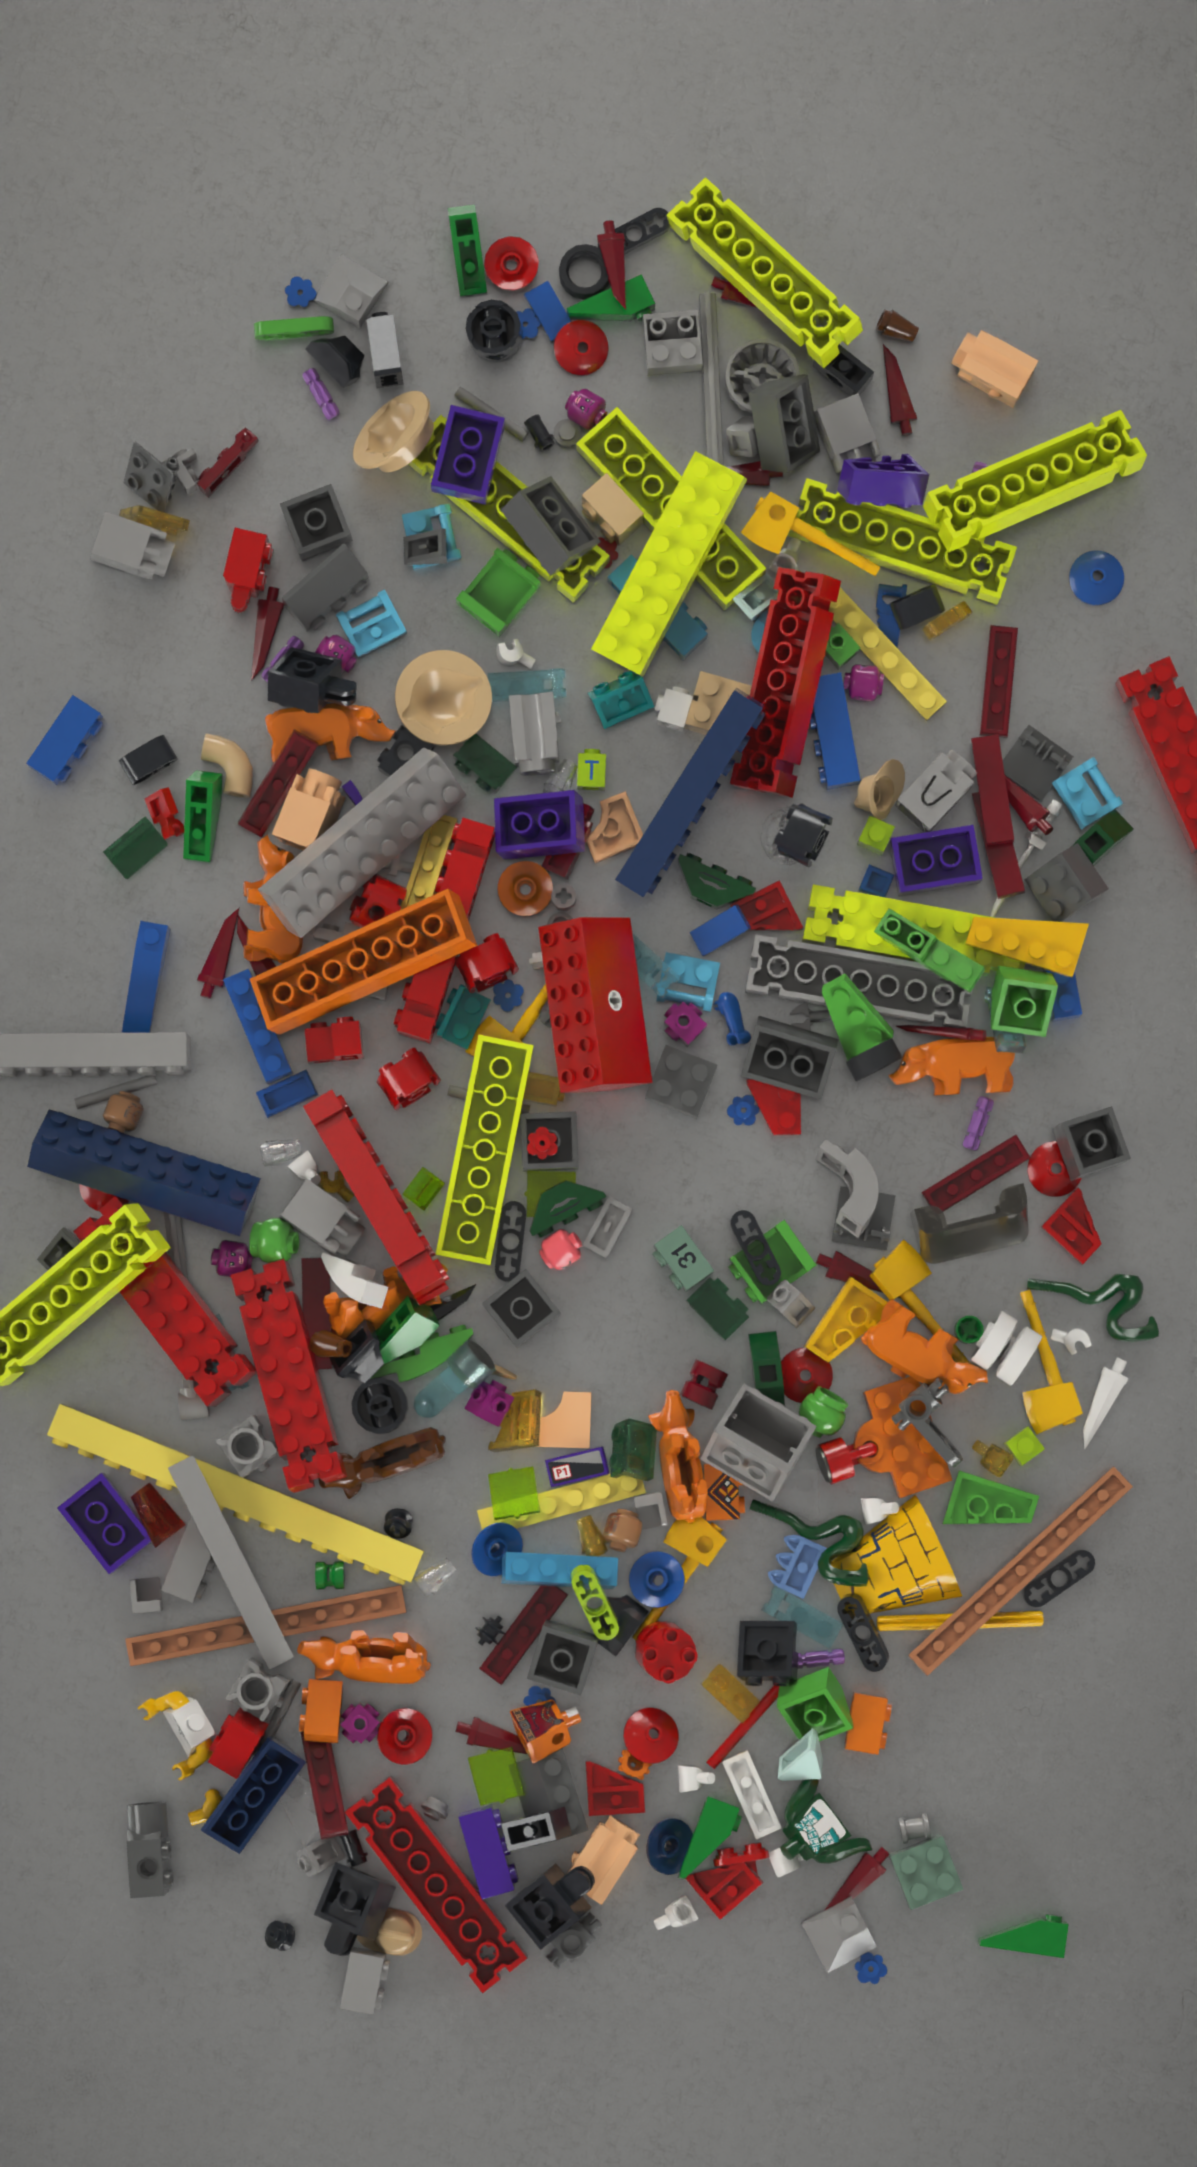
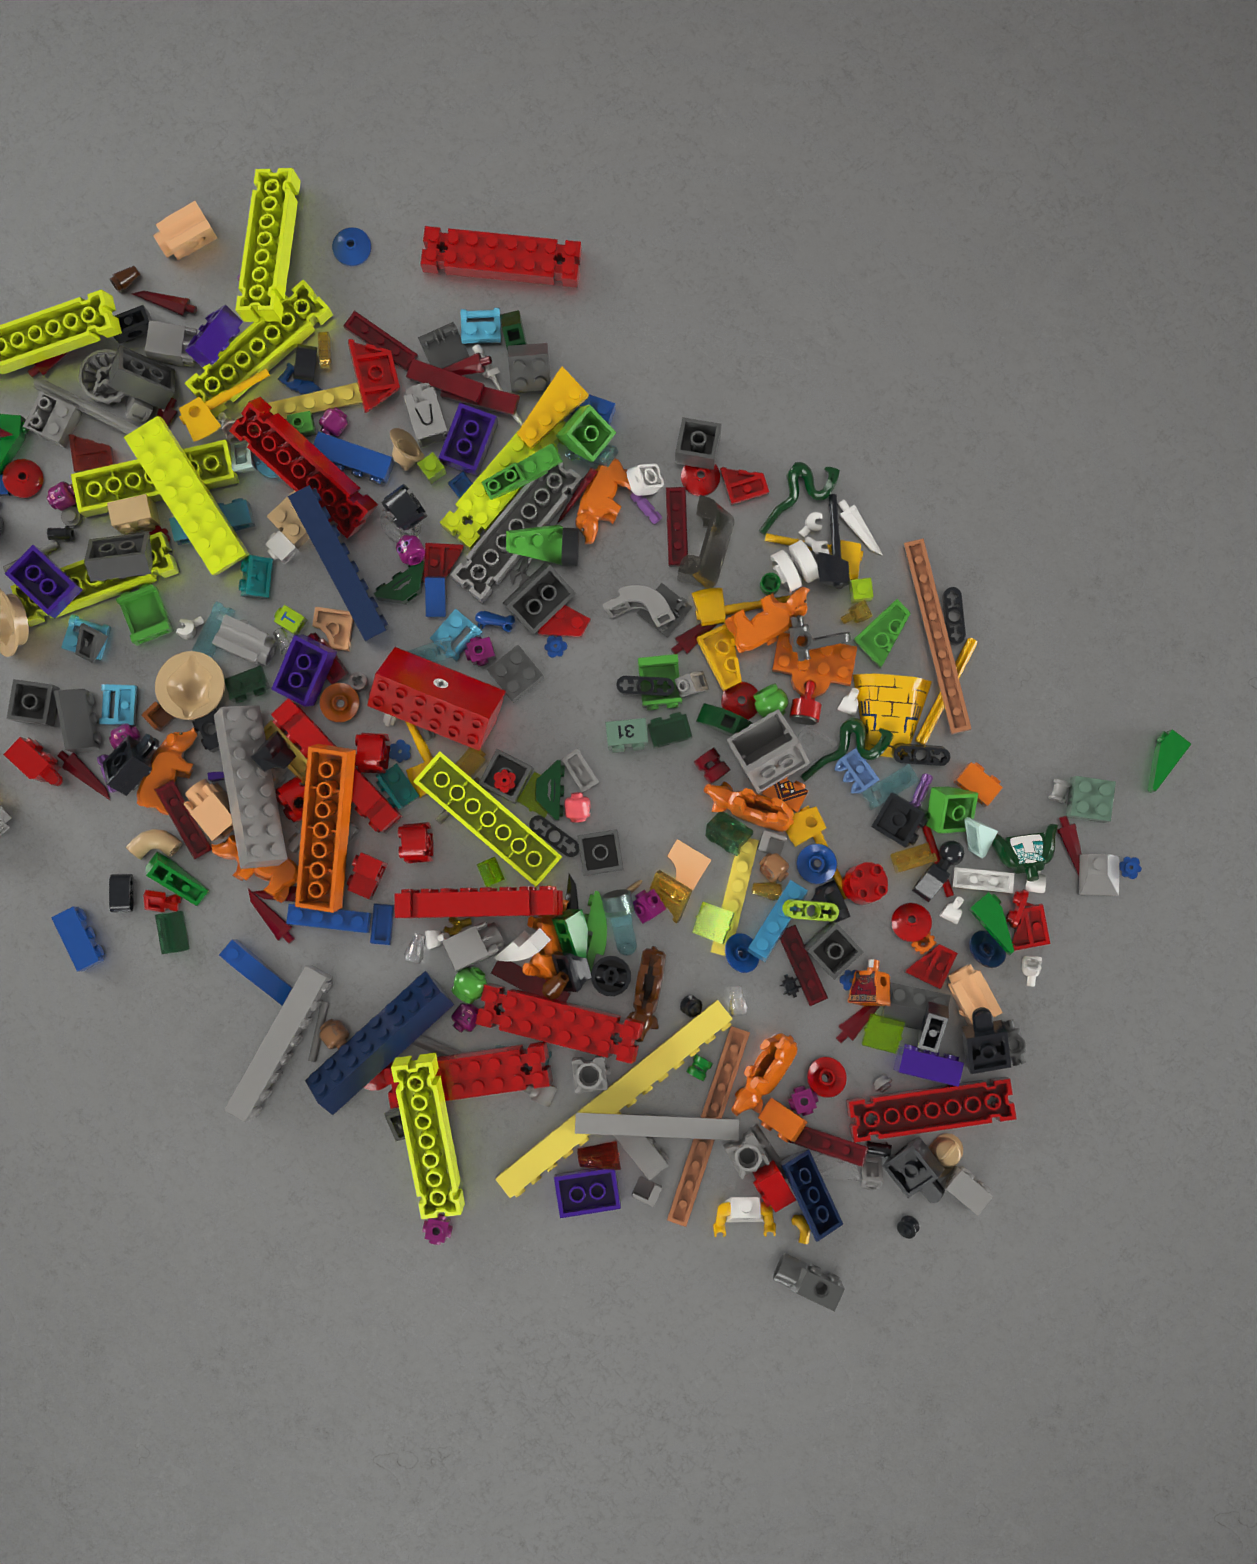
camera: 55 degrees left, 0 degrees up
(383, 679) = (157, 716): none -> dark orange panel
(418, 848) = (274, 753): none -> black slope
(577, 1466) = (718, 874): slope -> none
(655, 411) = (89, 454): none -> clear red wing
(758, 868) = (410, 550): none -> magenta head
(761, 1736) = (936, 875): none -> black beam
(951, 698) = (374, 373): none -> red wing
(1009, 1103) = (645, 479): none -> white piece
(1029, 1397) = (832, 568): none -> black piece
(1044, 1363) = (817, 546): none -> white piece

